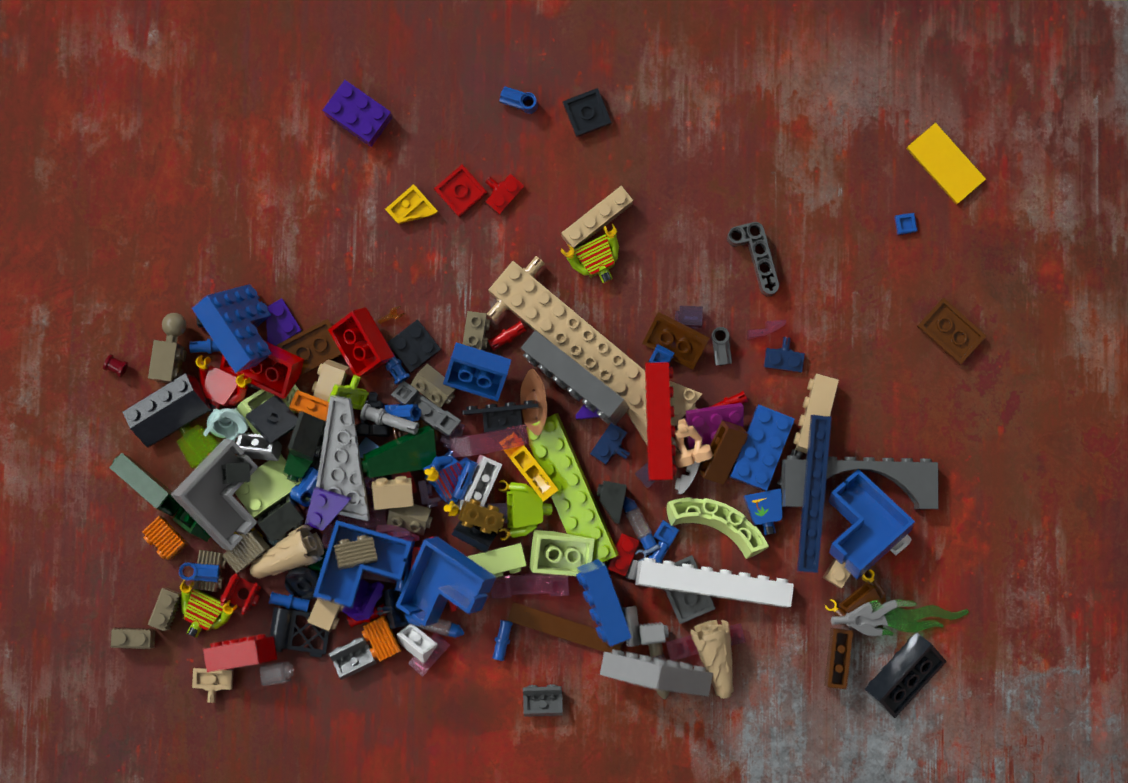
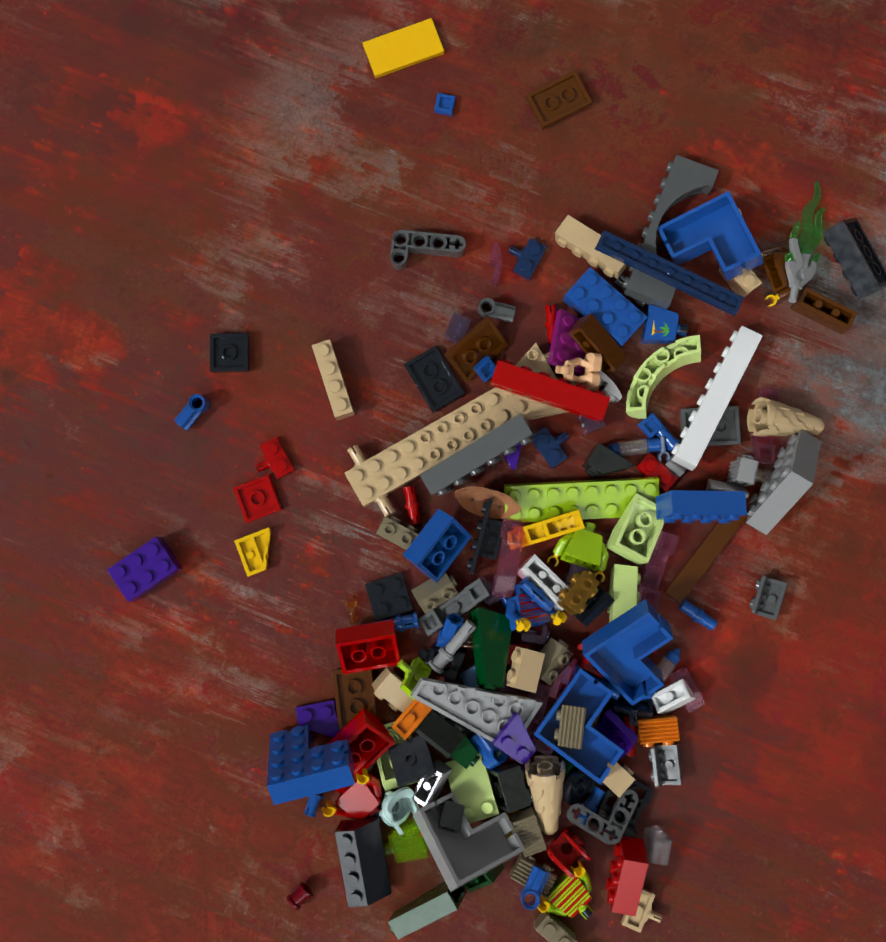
camera: 70 degrees left, 0 degrees up
(164, 538) = (485, 908): orange brick -> none
(168, 354) = (311, 842): dark tan brick -> none
(281, 624) = (611, 823): none -> dark grey beam
(595, 256) = (368, 394): torso -> none
(634, 312) = (434, 379): none -> black tile

